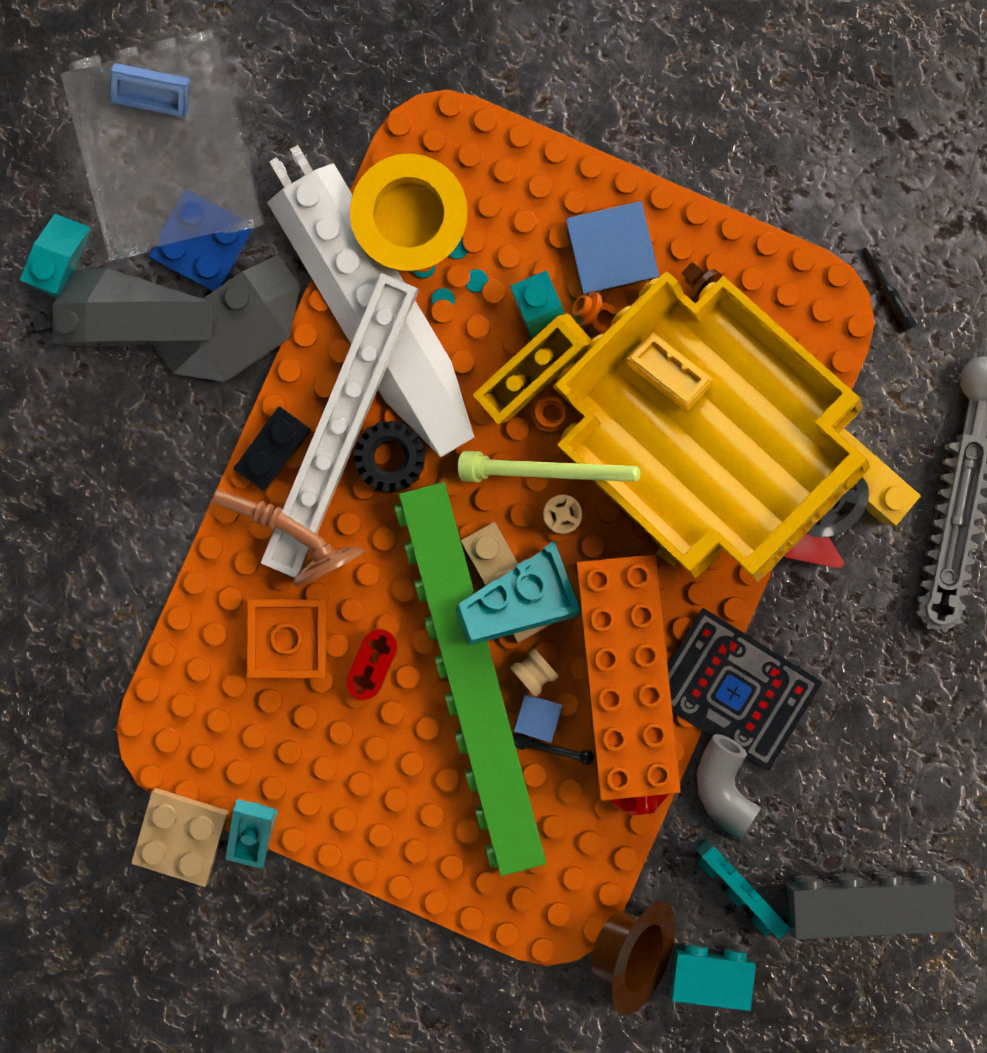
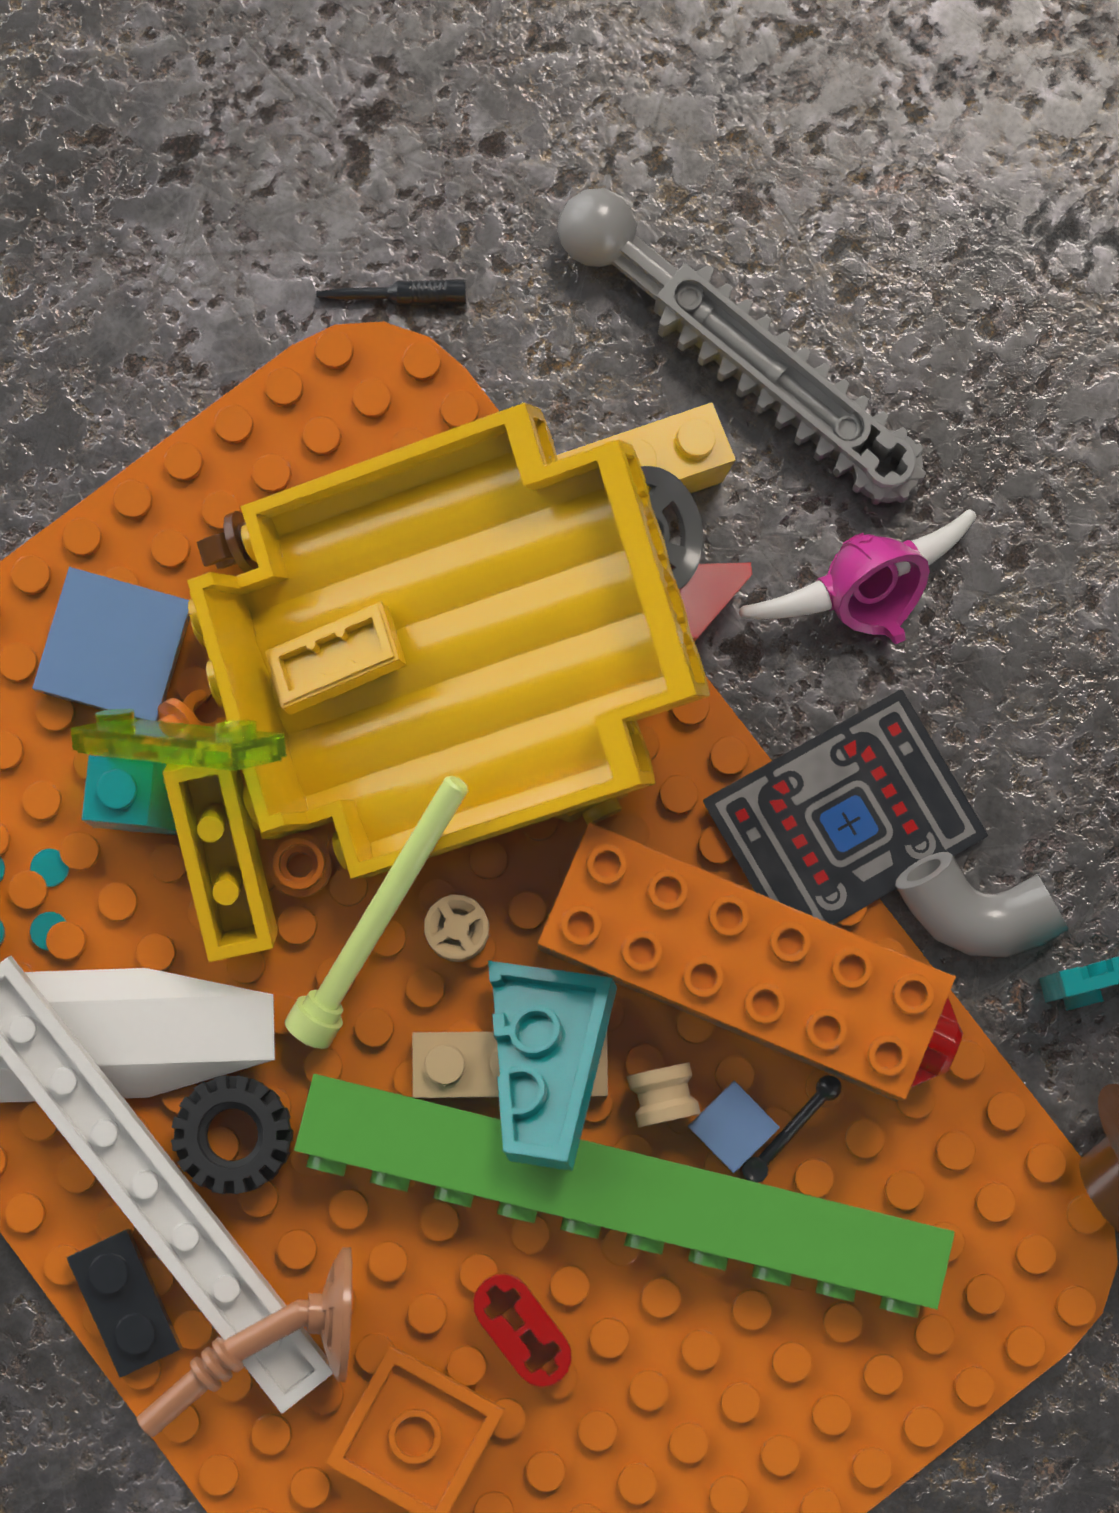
camera: 65 degrees left, 5 degrees down
(587, 339) = (225, 746): none -> clear neon green plate
(871, 633) = (870, 581): none -> dark pink helmet

